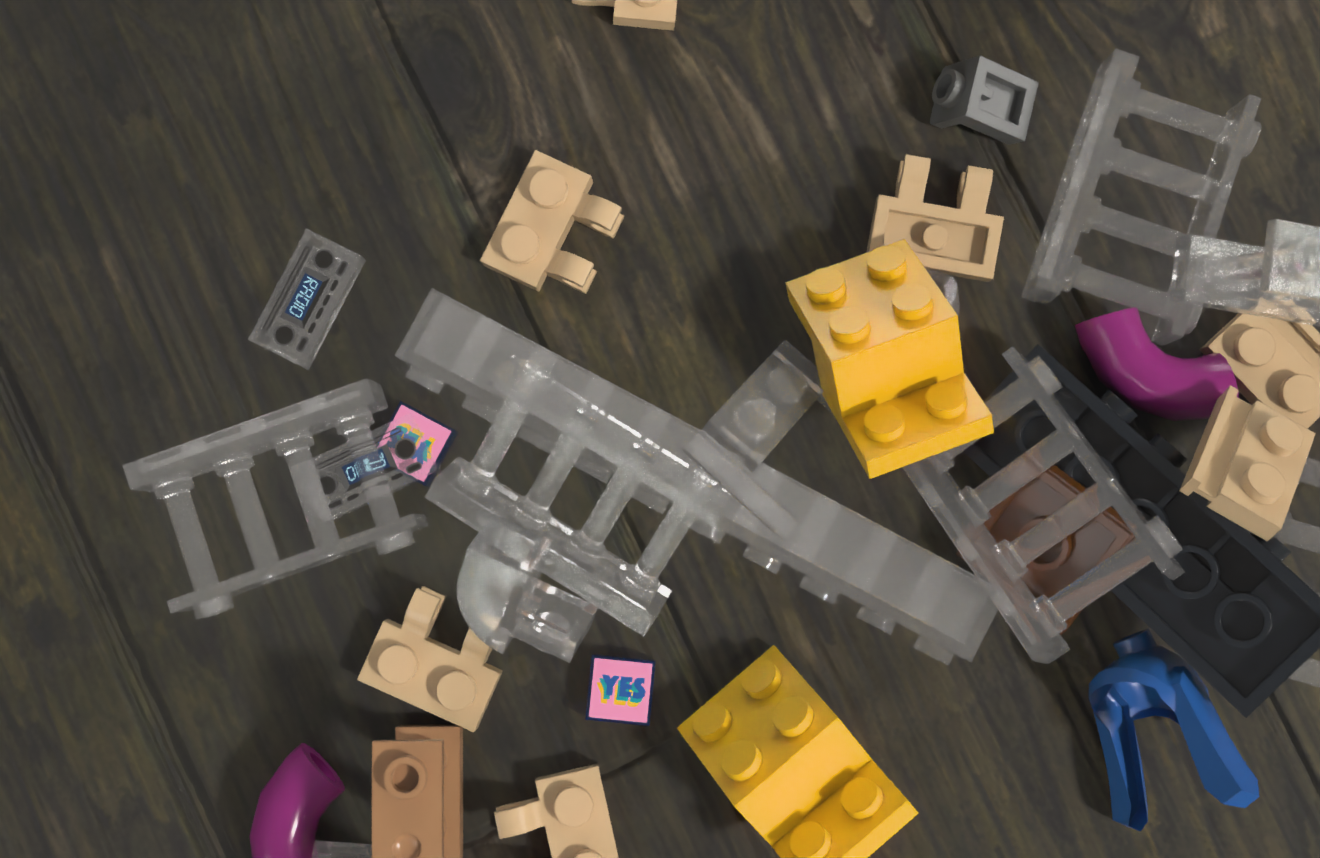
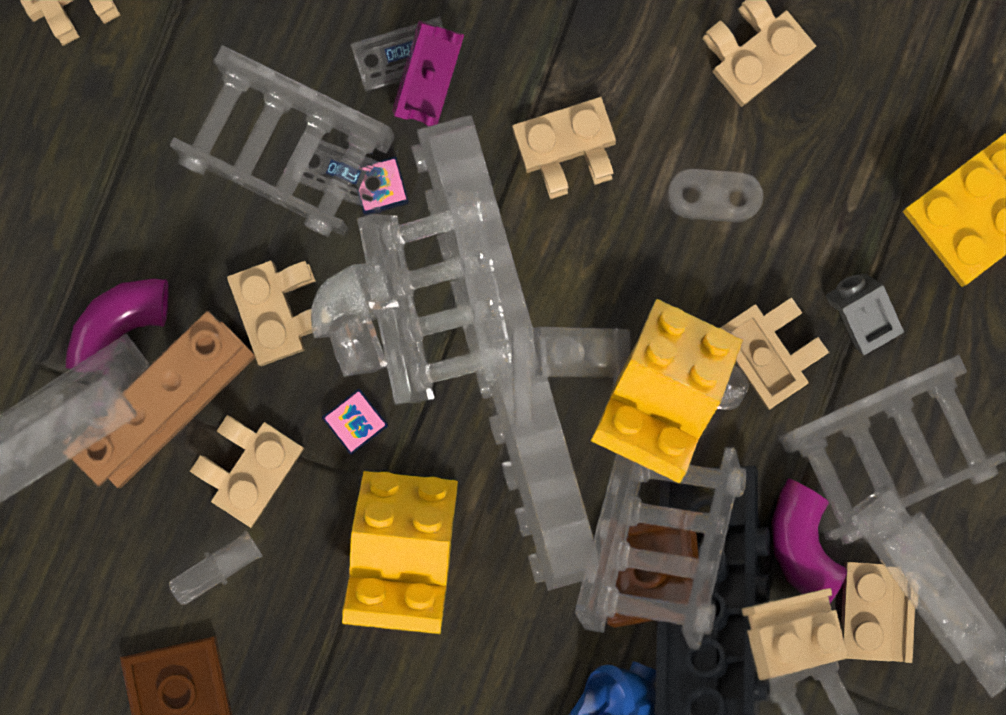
camera: 45 degrees right, 0 degrees up
(349, 292) = (427, 73): none -> magenta hinge
(734, 135) = (714, 194): none -> clear plate

